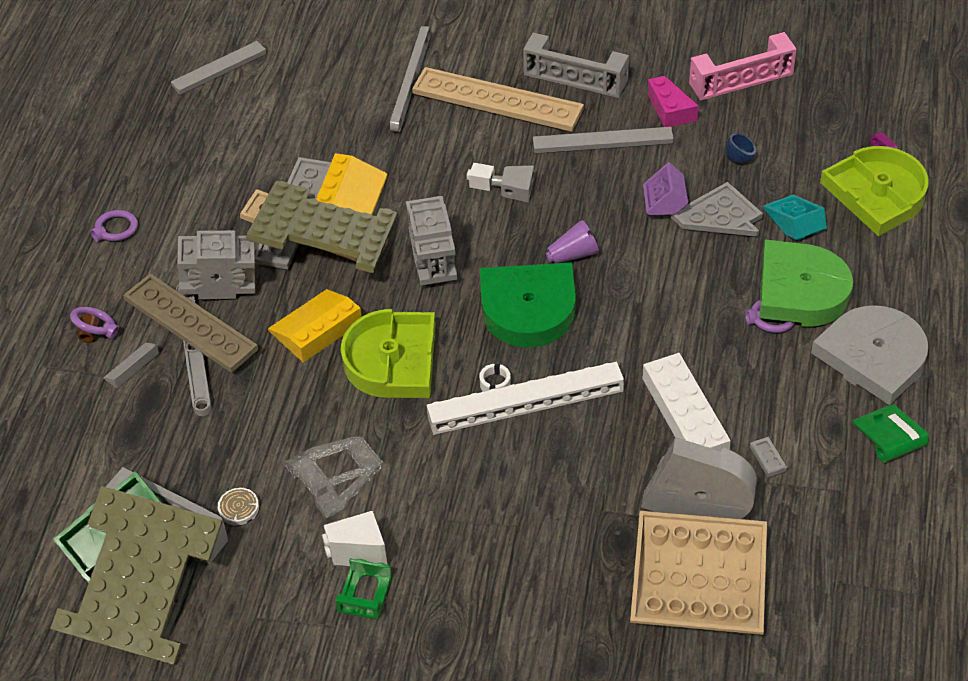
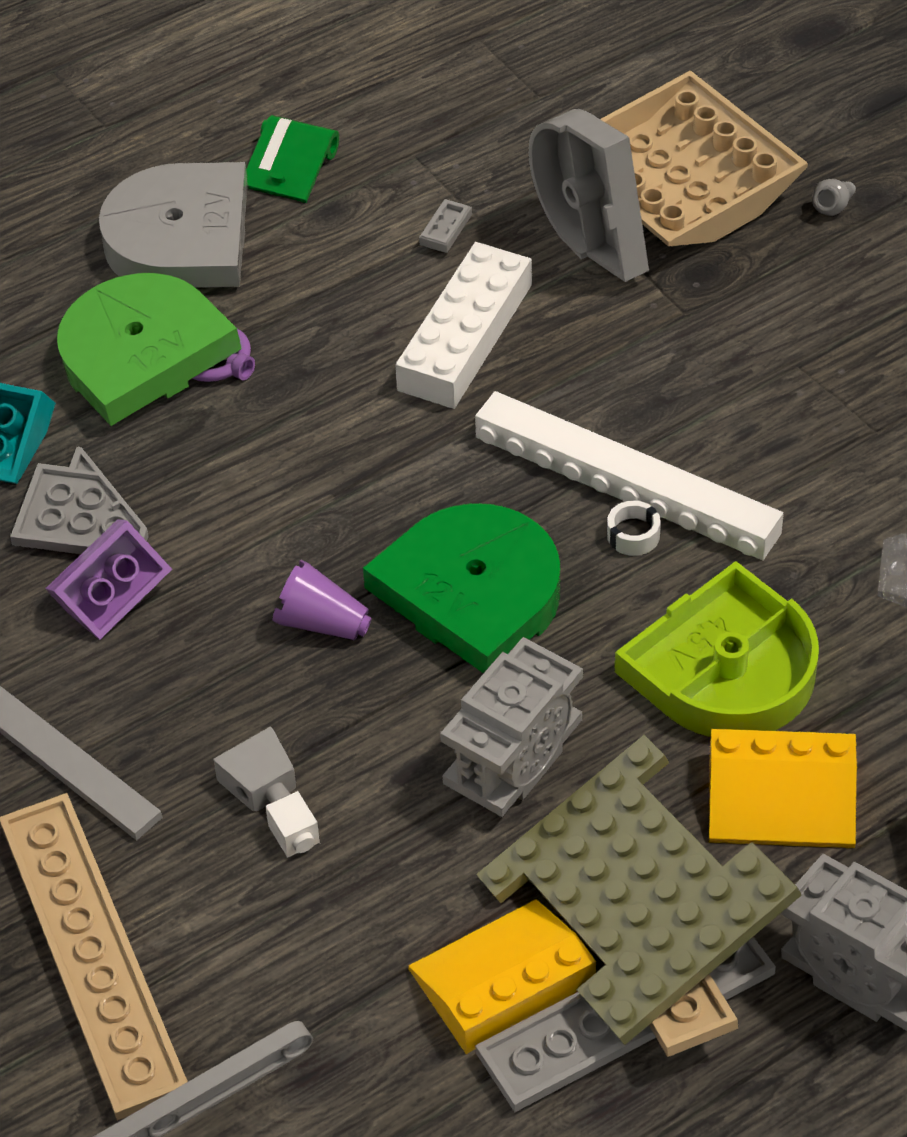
camera: 135 degrees left, 0 degrees up
(604, 630) = (832, 196): none -> light grey animal

